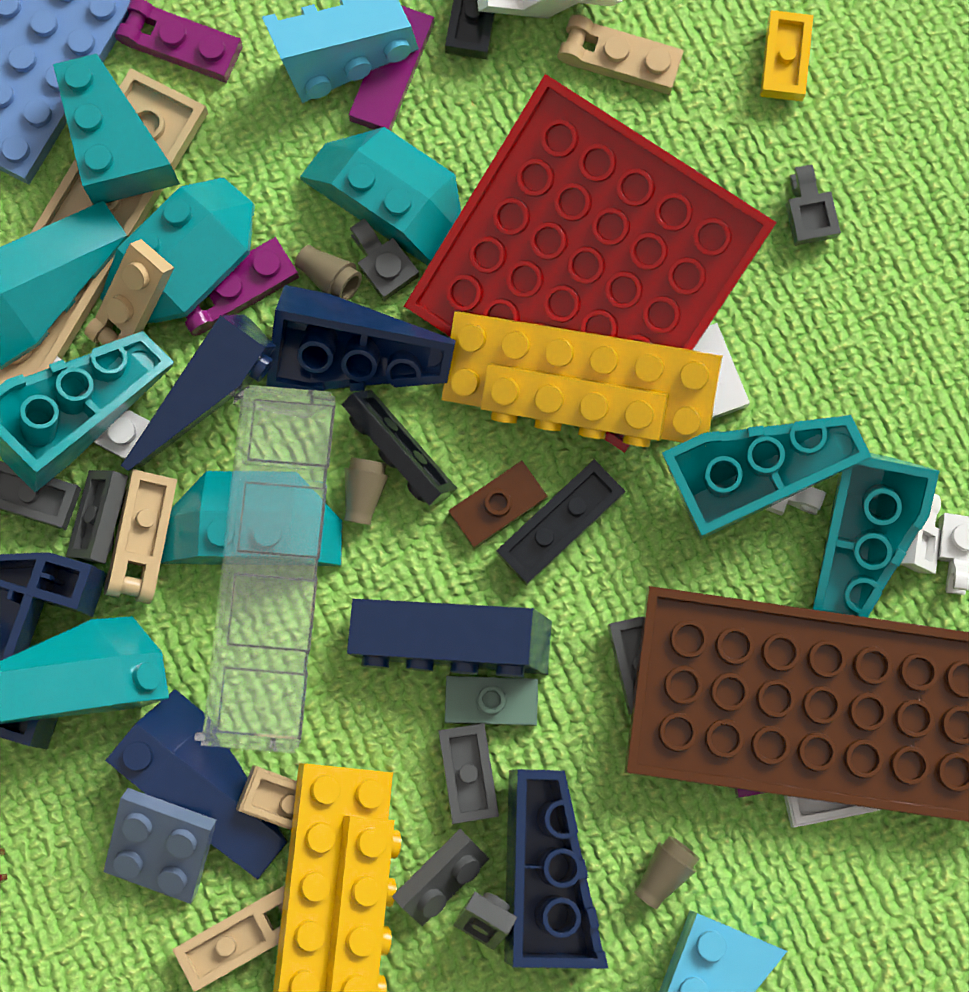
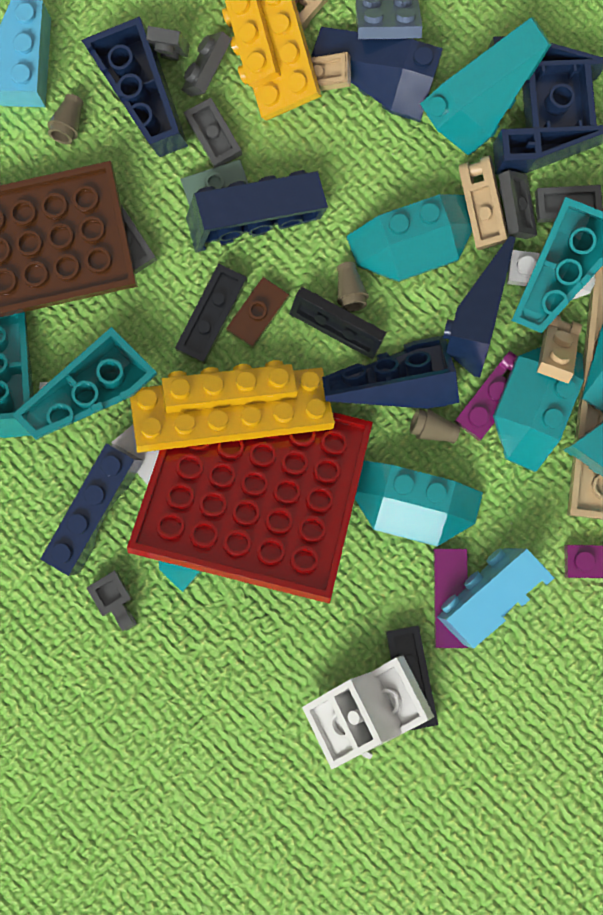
camera: 165 degrees right, 5 degrees up
(269, 570) = (389, 205): clear piece -> none
(384, 265) = (397, 448): dark grey plate -> none
(620, 55) = (288, 670): tan plate -> none
(786, 55) = (168, 714): yellow plate -> none
(802, 319) = (78, 530): none -> dark blue arch

